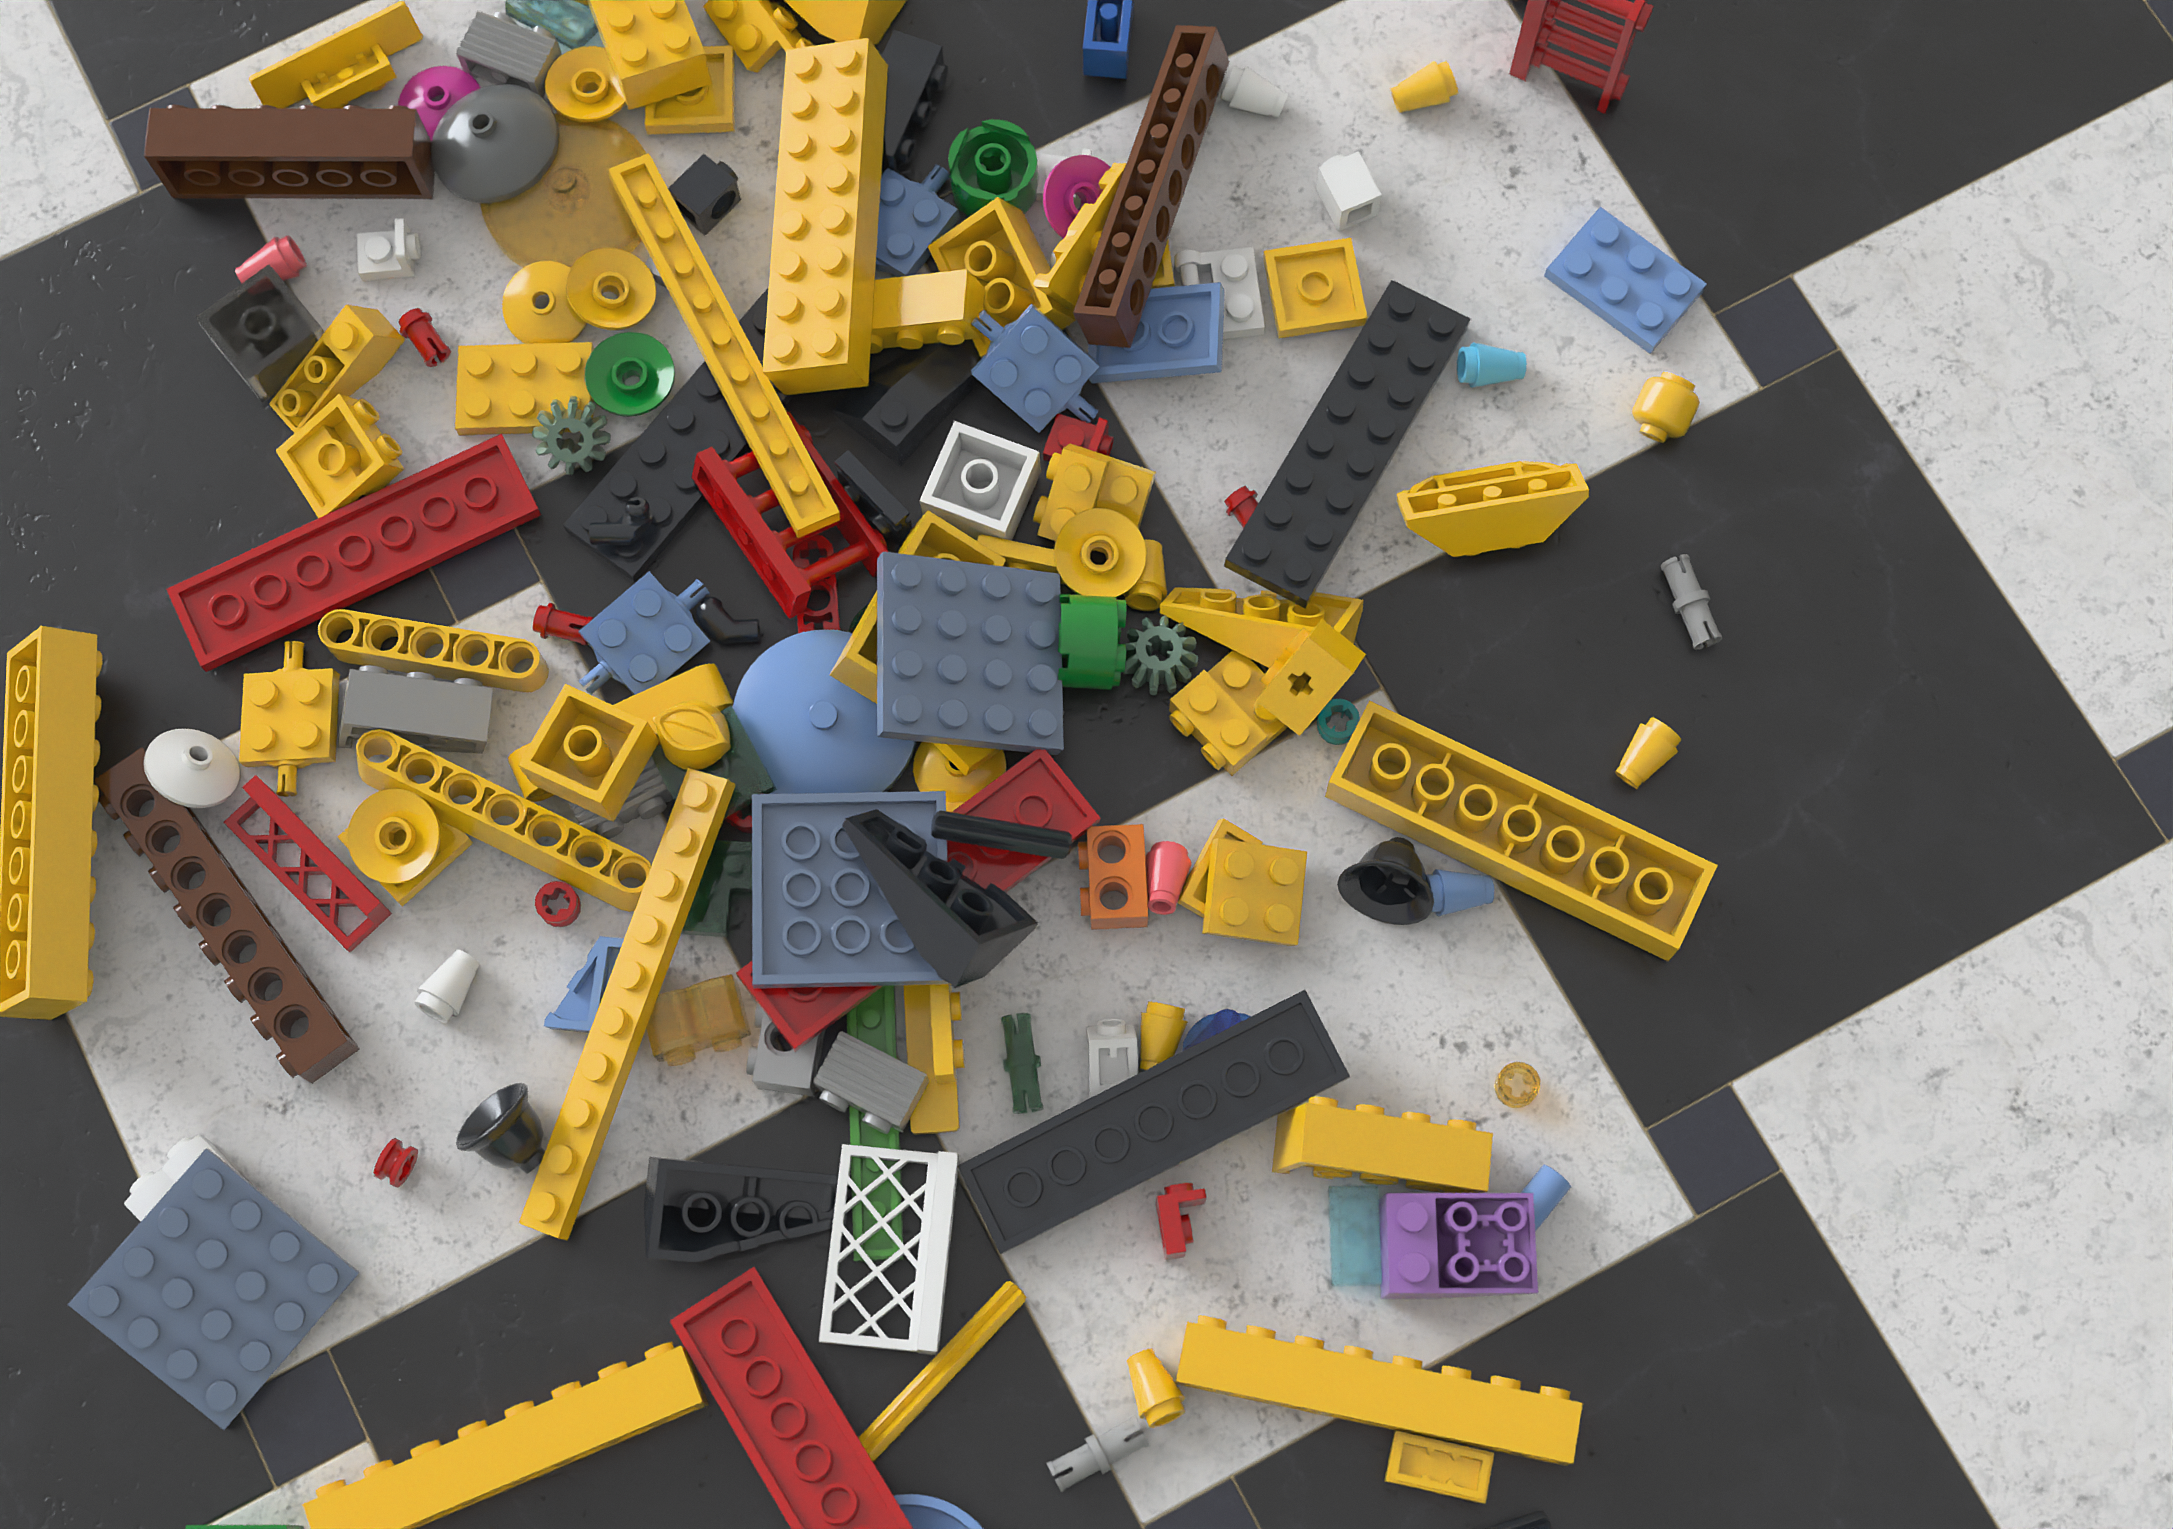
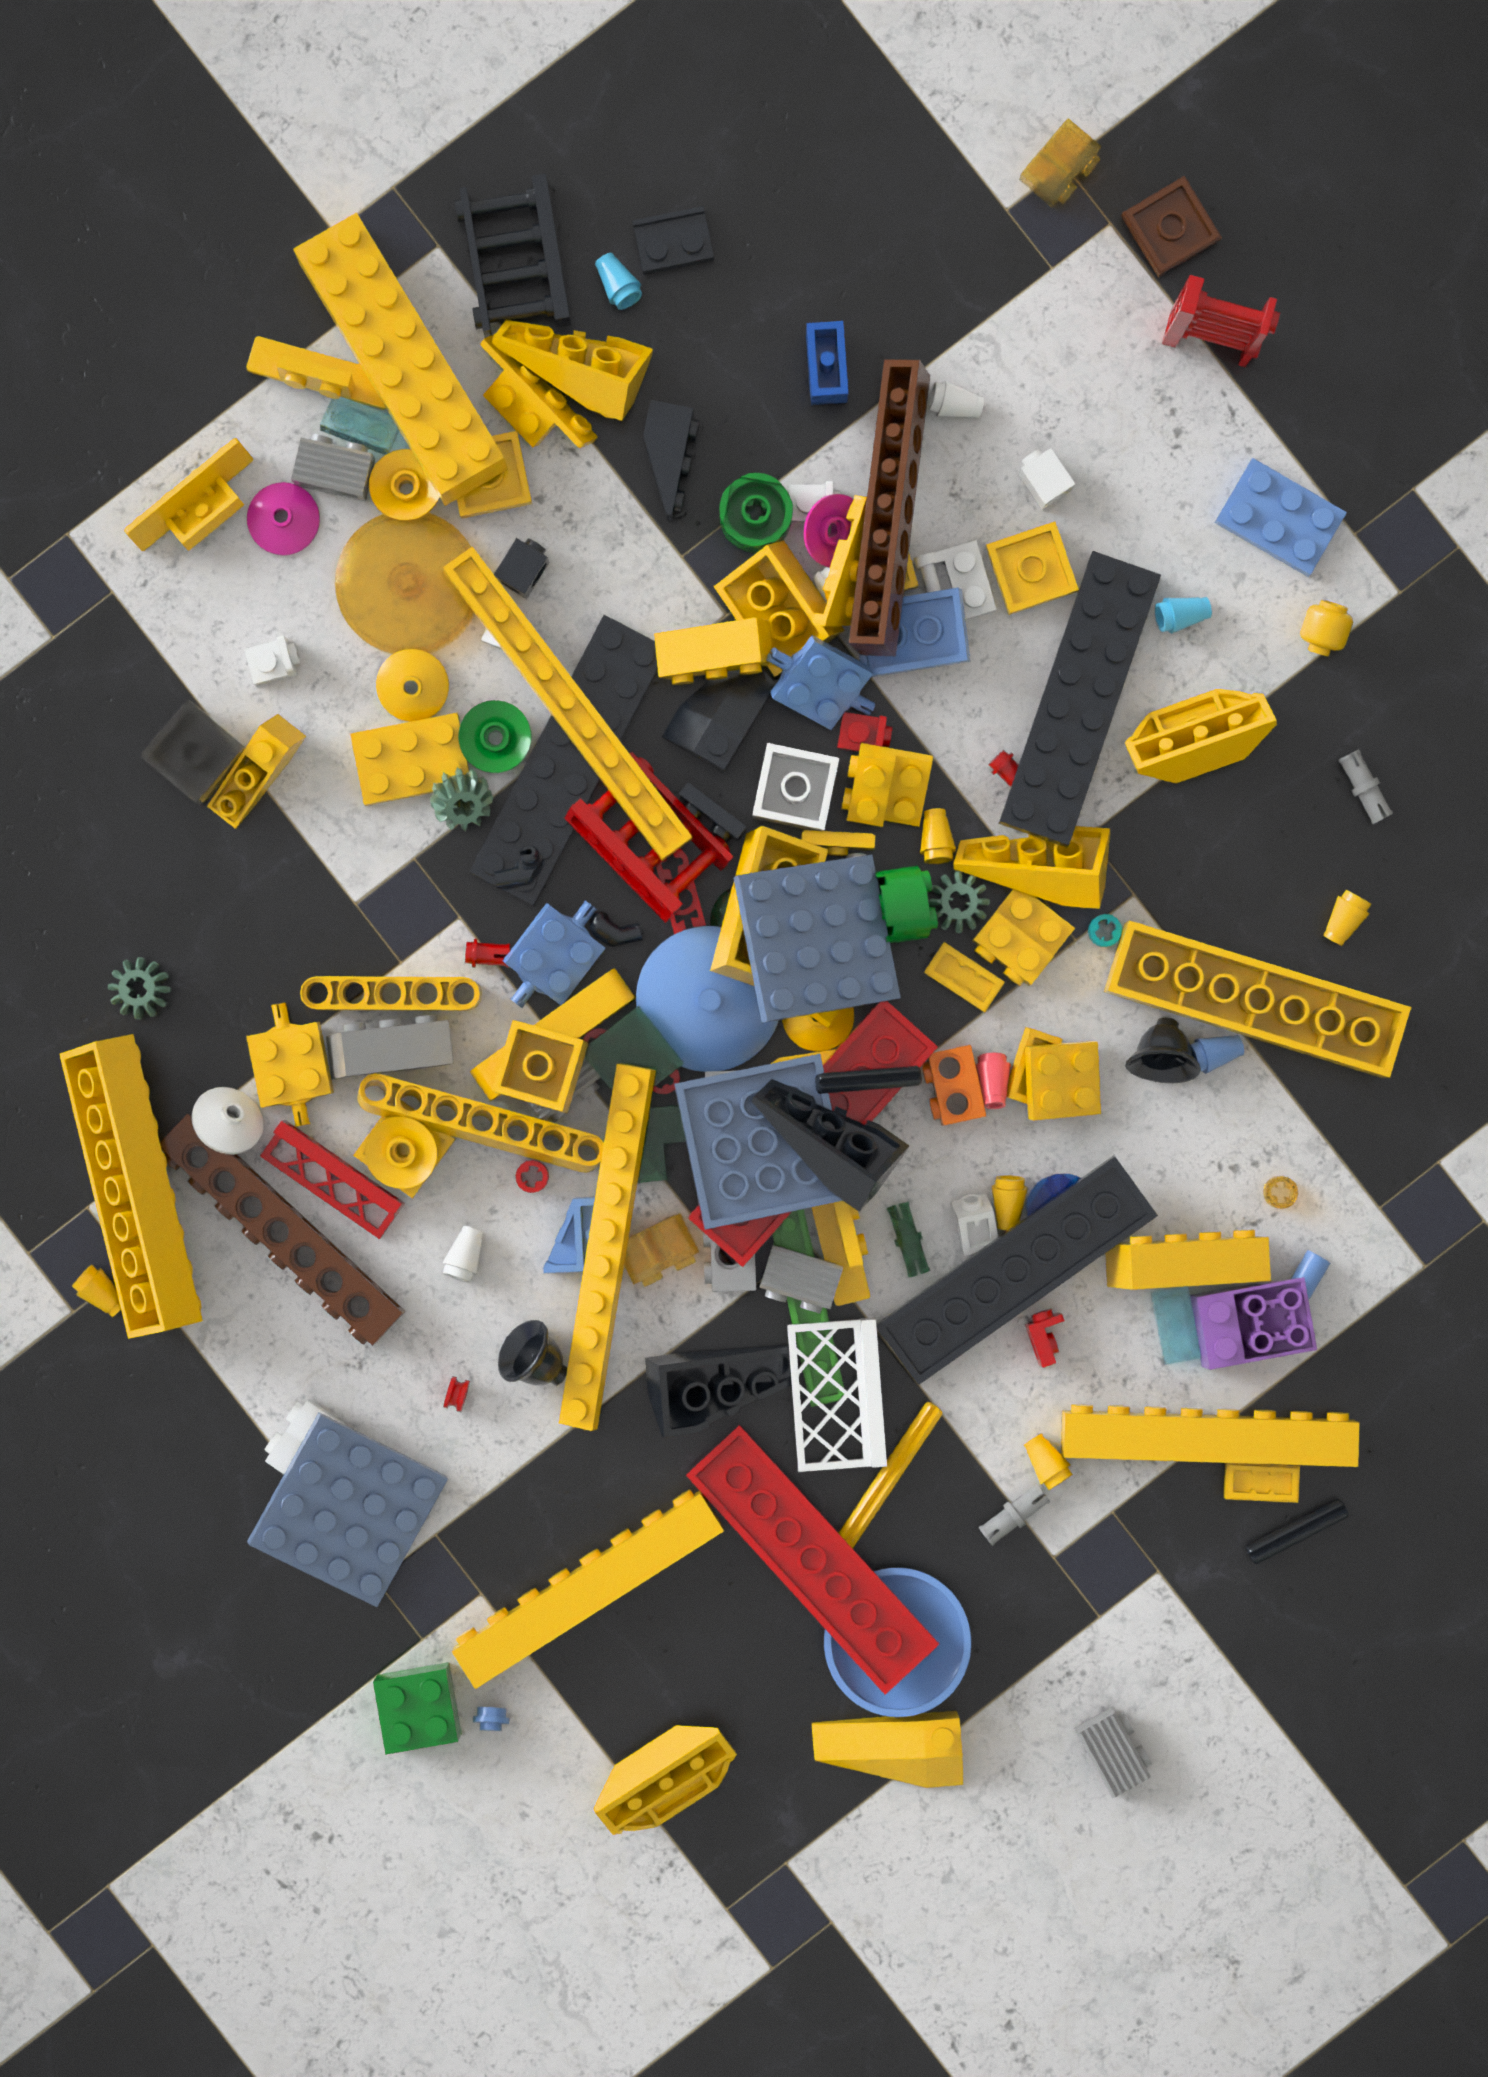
camera: 15 degrees left, 15 degrees up
(116, 583) = (151, 984): none -> sand green gear
(280, 254) = (184, 685): coral cone -> none
(290, 152) = (177, 593): reddish brown brick -> none
(341, 455) = (279, 845): yellow plate -> none
(352, 552) = (308, 921): red plate -> none
(418, 328) = (320, 730): red pin -> none
(503, 156) = (357, 566): dark grey dish -> none
(613, 272) = (475, 652): yellow dish -> none
(693, 734) = (614, 1034): yellow hat -> none
(826, 218) = (630, 581): yellow brick -> none
(911, 220) = (684, 567): medium blue plate -> none
(1109, 533) = (918, 836): yellow dish -> none
(1150, 748) = (964, 977): none -> yellow plate
(1328, 662) = (1080, 909): yellow brick -> none
(1425, 88) = (1096, 373): yellow cone -> none

